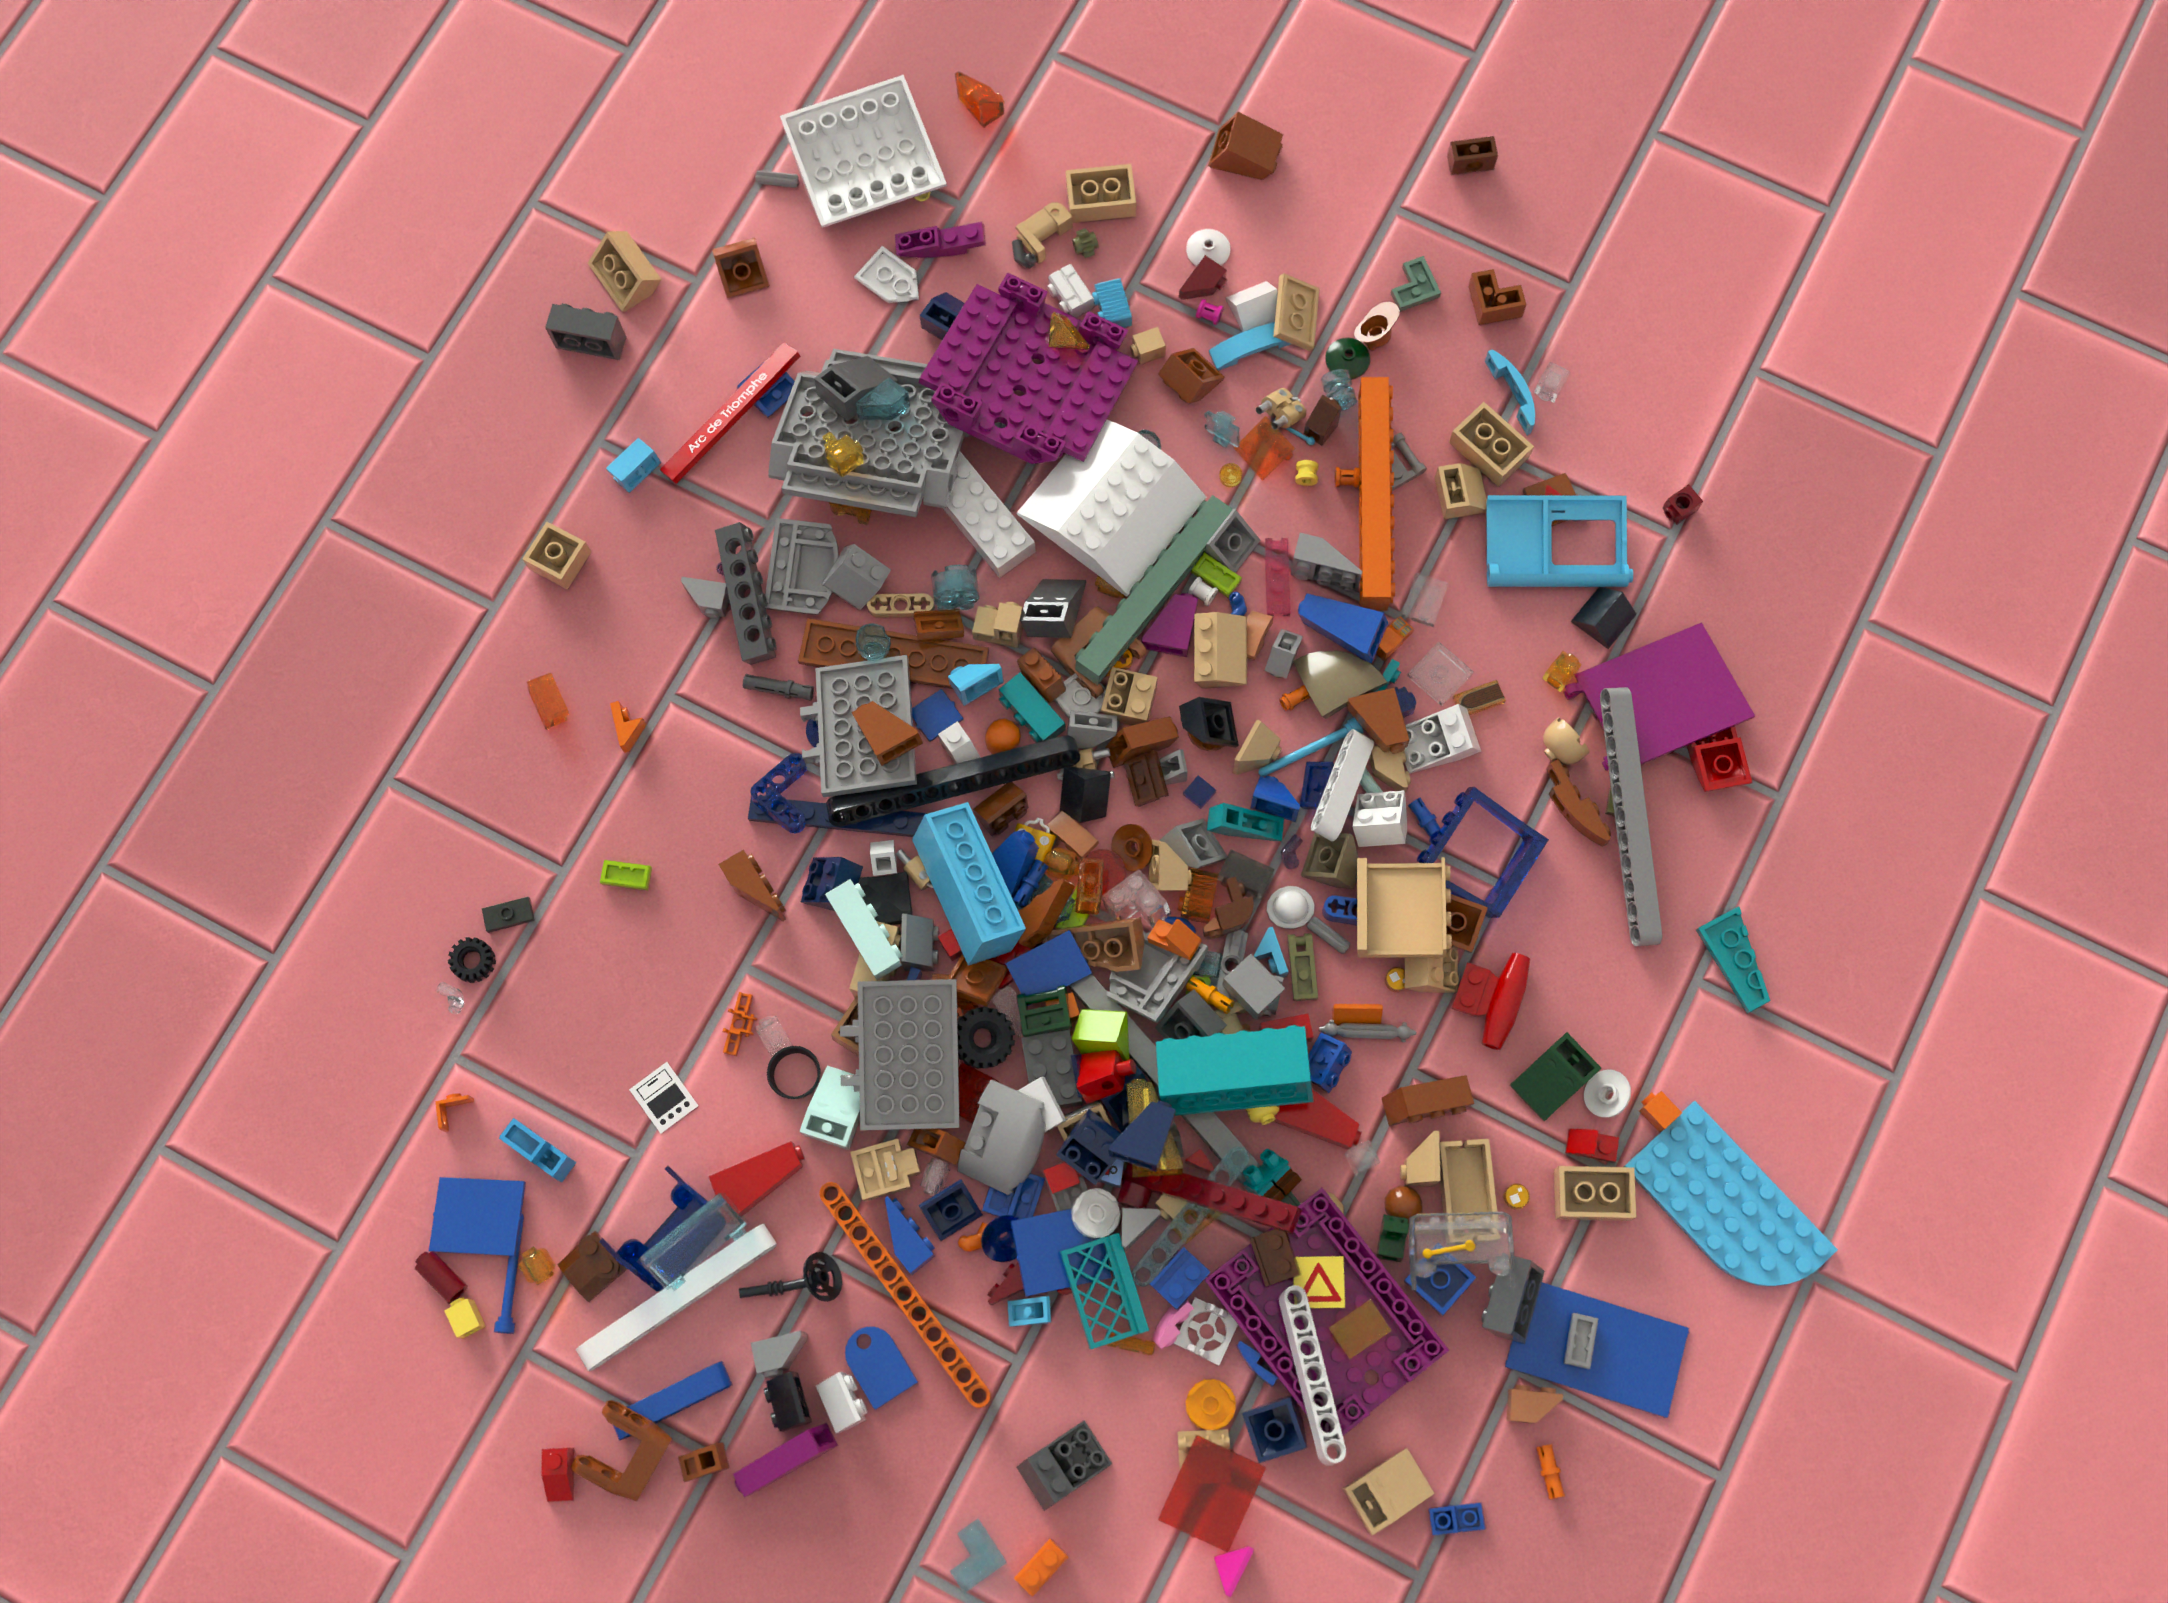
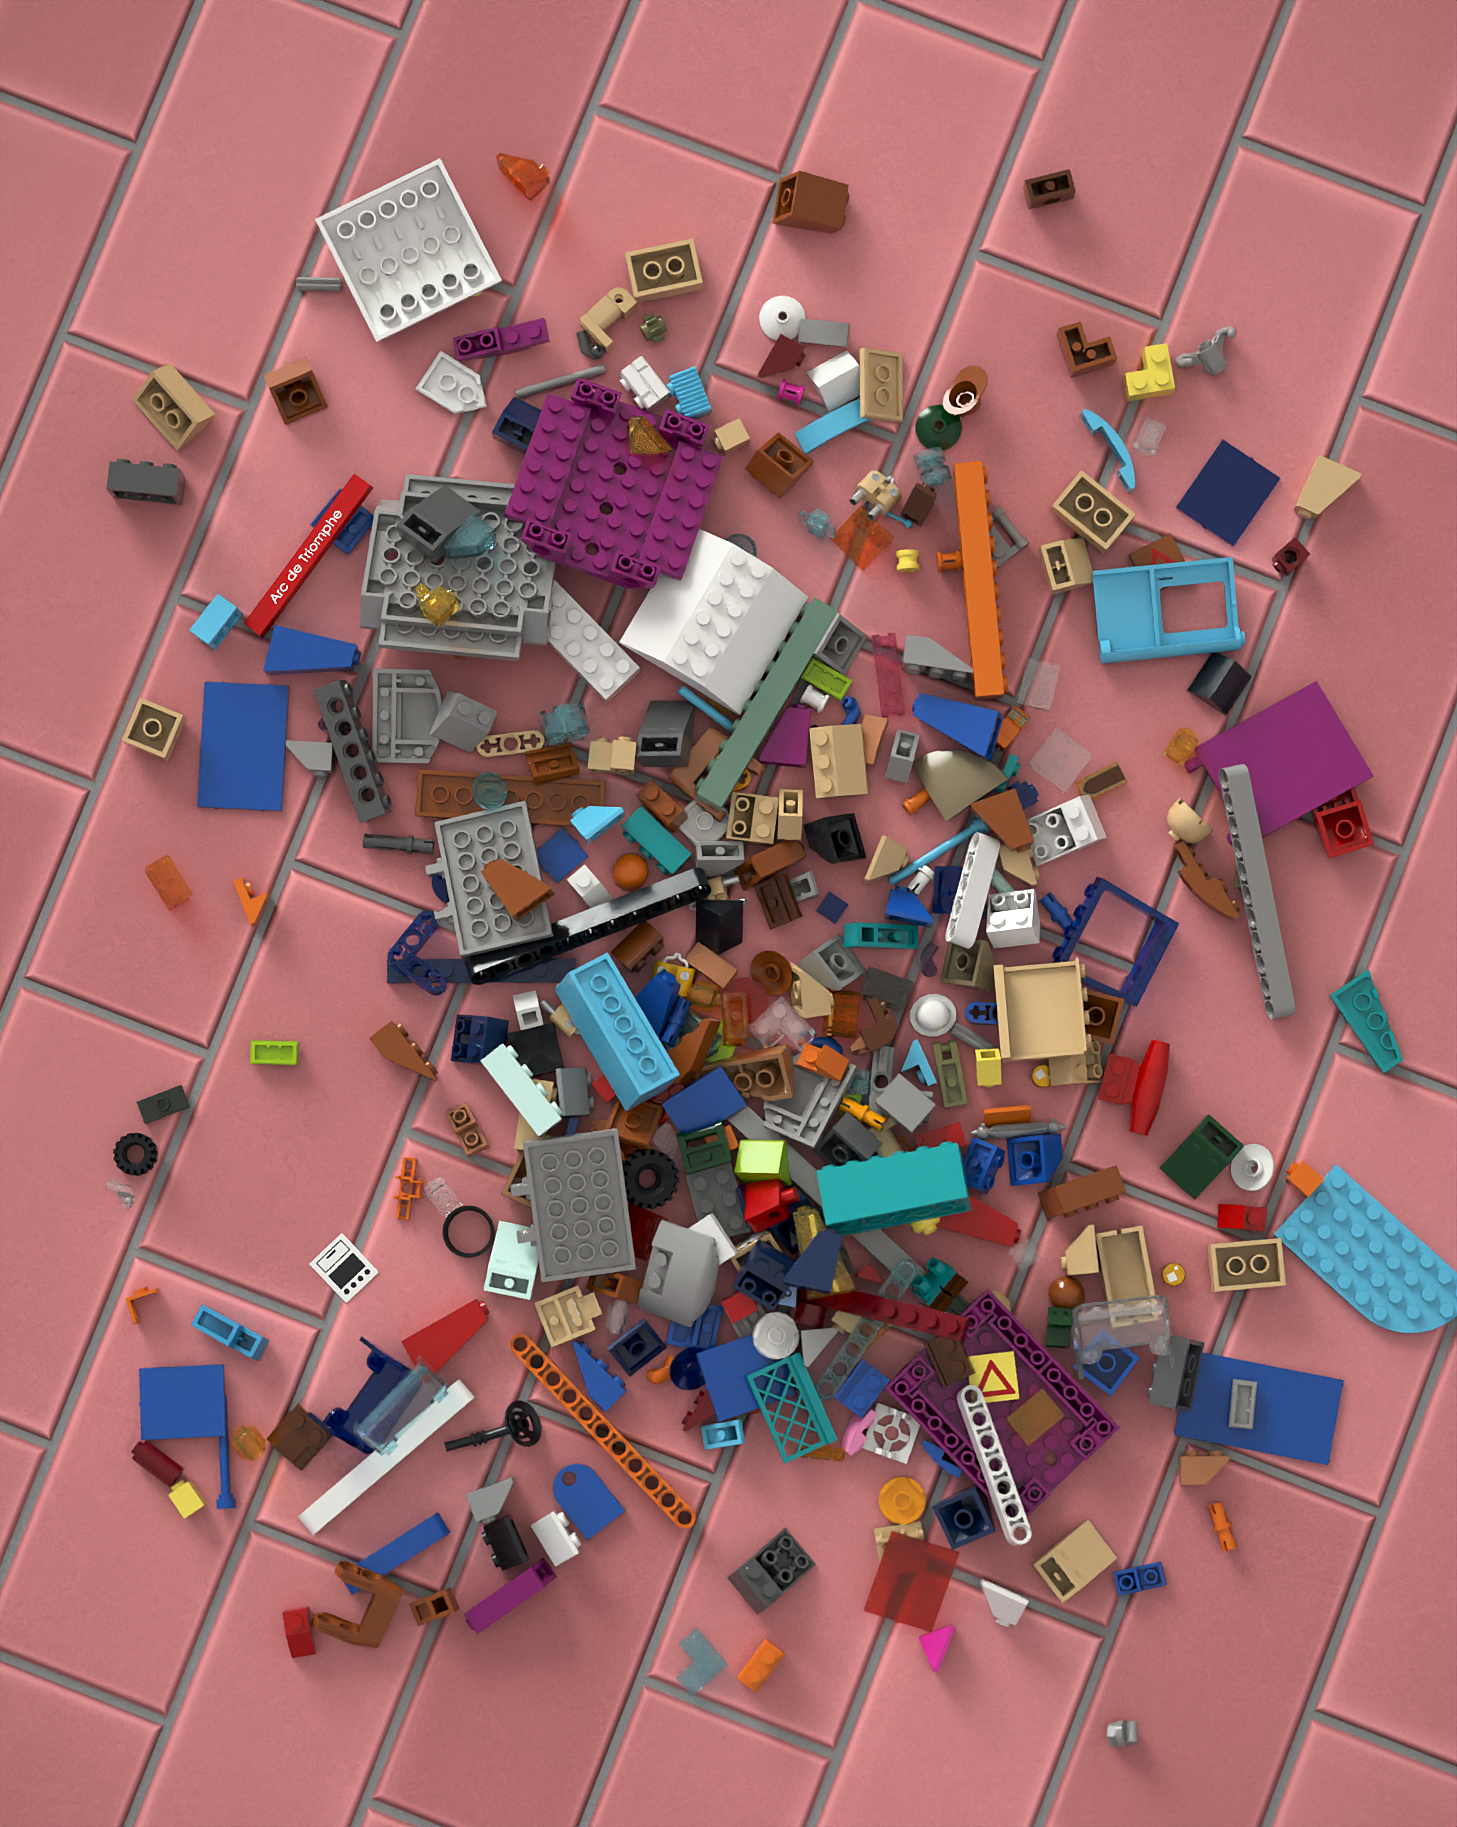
camera: 10 degrees left, 10 degrees up
(641, 583) = (243, 746): none -> blue piece
(716, 501) = (308, 653): none -> blue slope
(807, 971) = (467, 1129): none -> nougat slope
(989, 284) = (560, 381): none -> light grey bar
(1094, 586) = (705, 707): none -> medium azure bar
(1166, 694) = (790, 814): none -> tan brick
(1230, 475) = (830, 569): clear yellow tile -> none
(1247, 261) = (824, 332): none -> light grey slope
(1291, 772) = (922, 878): none -> white pin
(1308, 1529) = (1003, 1603): none -> white slope
(1342, 963) = (988, 1067): none -> light yellow brick
(1381, 1059) = (1034, 1158): none -> blue slope
(1420, 288) = (1008, 341): sand green plate -> none
(1469, 1246) = (1130, 1330): yellow hinge -> none
(1558, 332) = (1156, 377): none -> light yellow brick
(1615, 313) = (1209, 353): none -> light grey piece
(1624, 443) = (1228, 493): none -> clear blue piece
(1720, 444) = (1324, 486): none -> tan slope

